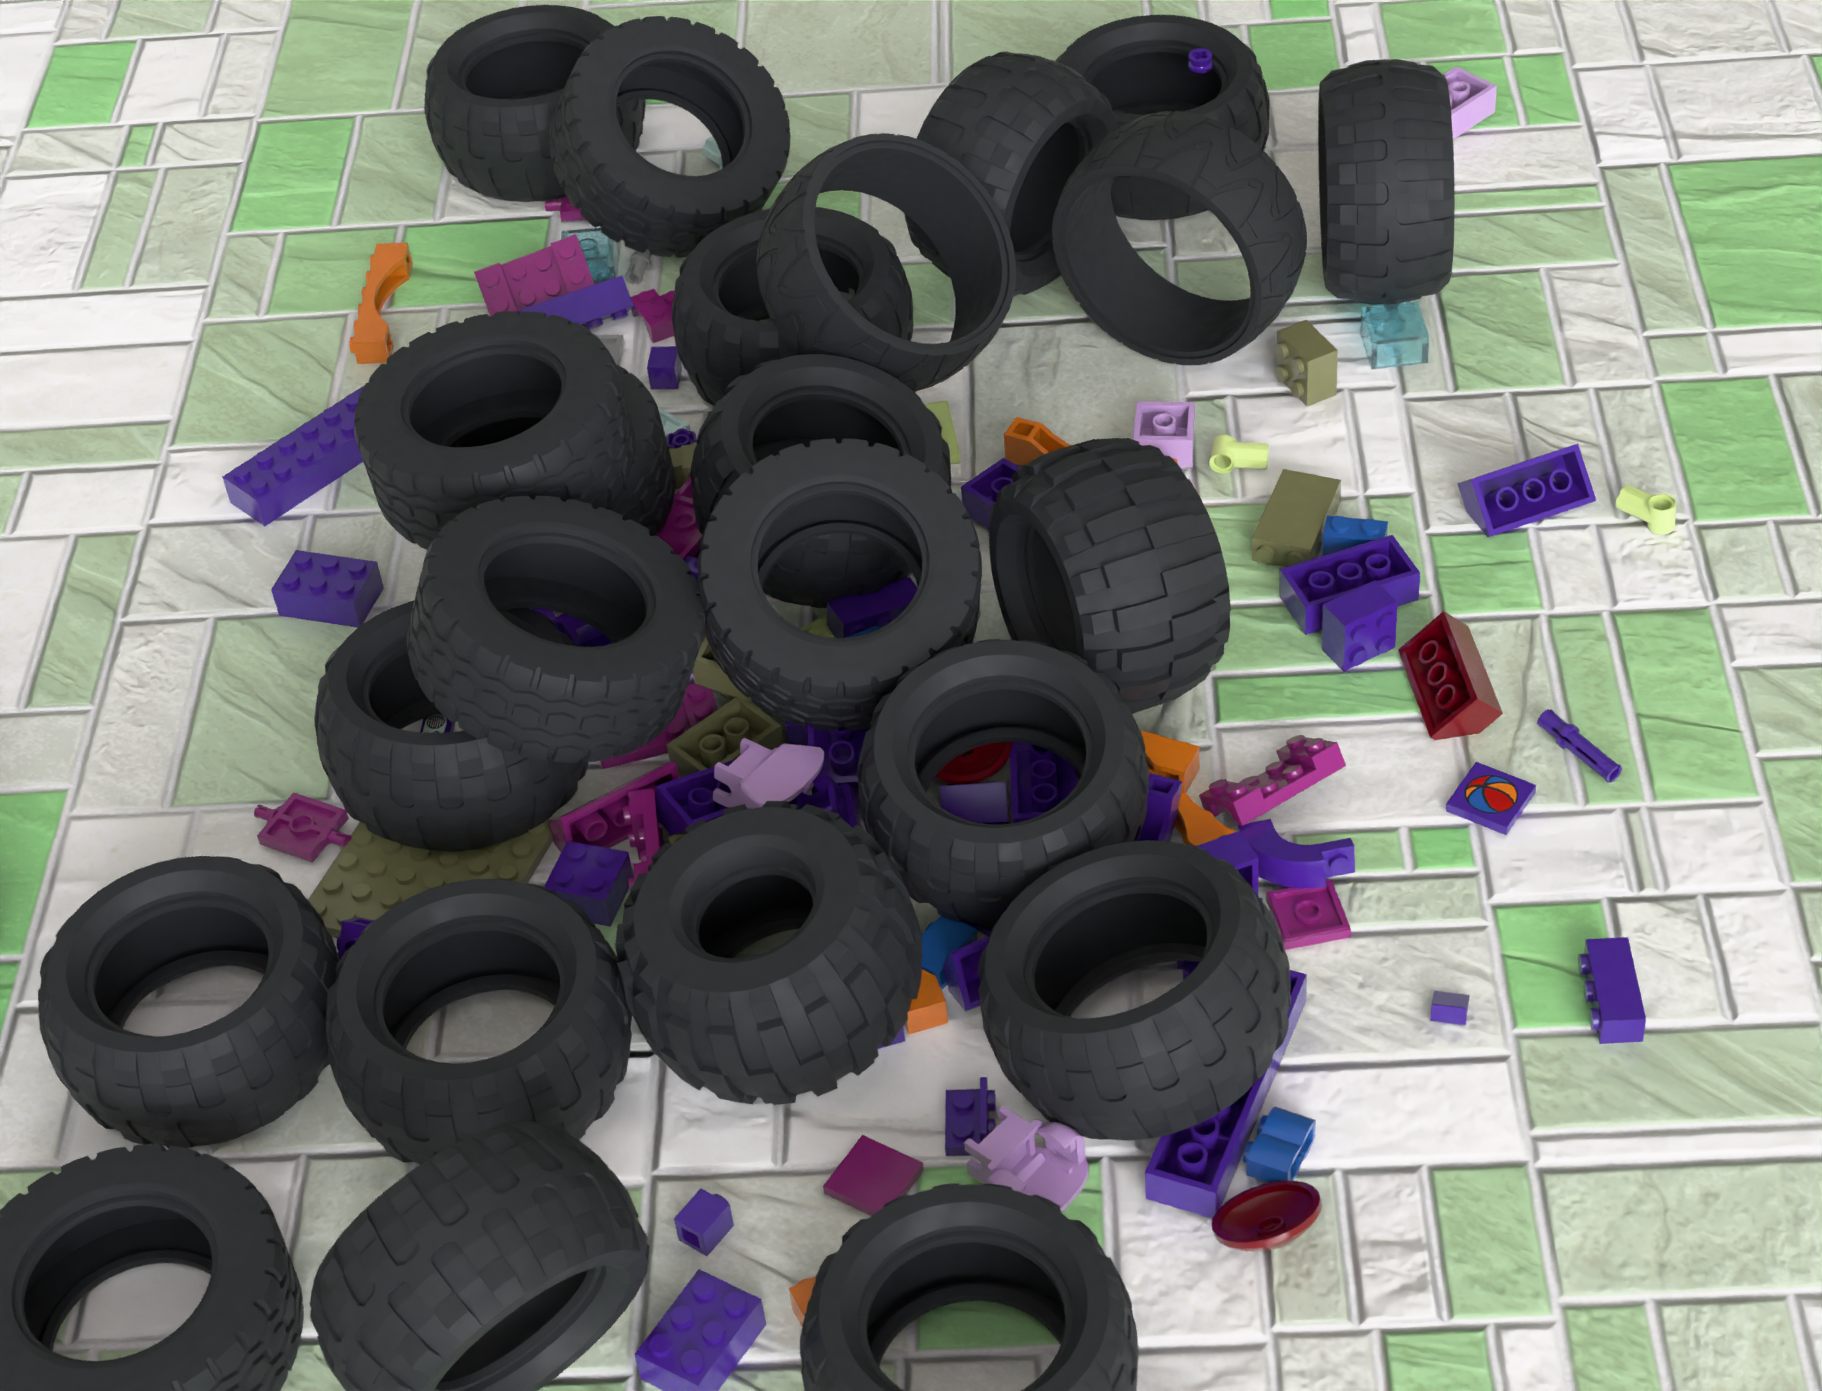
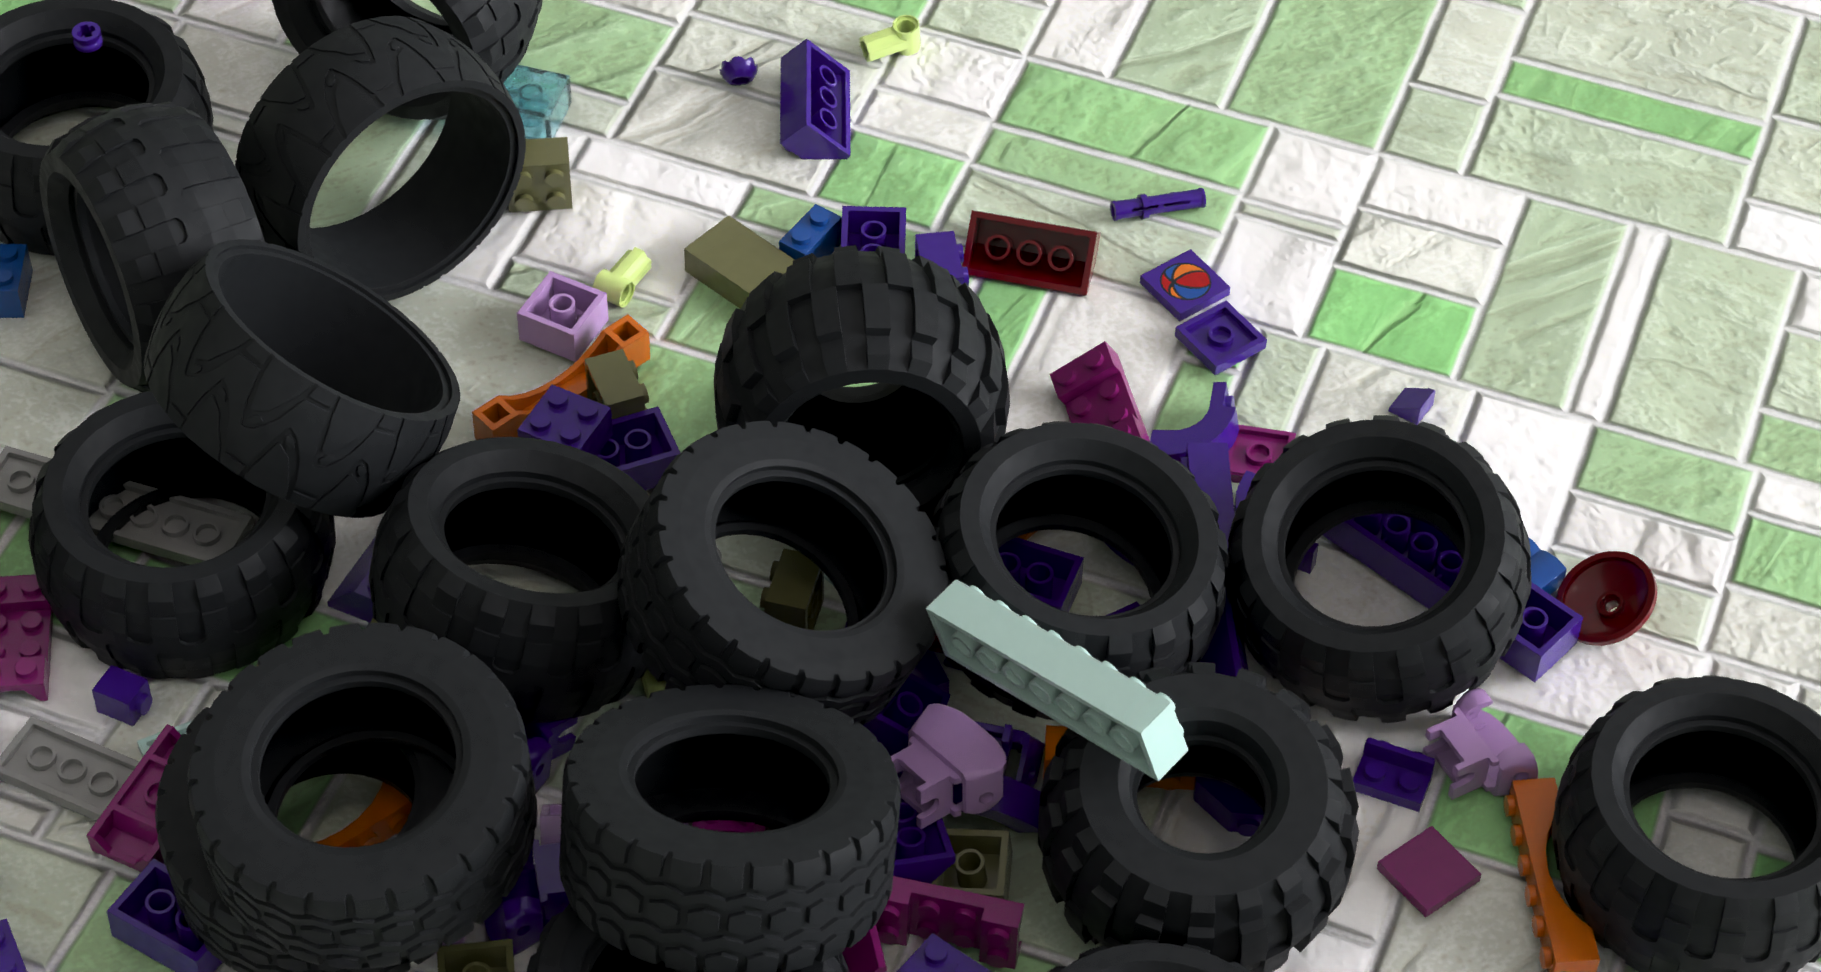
camera: 75 degrees left, 5 degrees up
(786, 757) = (1058, 679): none -> light aqua brick
(1004, 454) = (569, 421): none -> dark purple brick
(1435, 840) = (1220, 337): none -> dark purple plate
(1529, 433) = (738, 71): none -> dark purple plate
(1612, 990) = (1450, 295): dark purple brick -> none

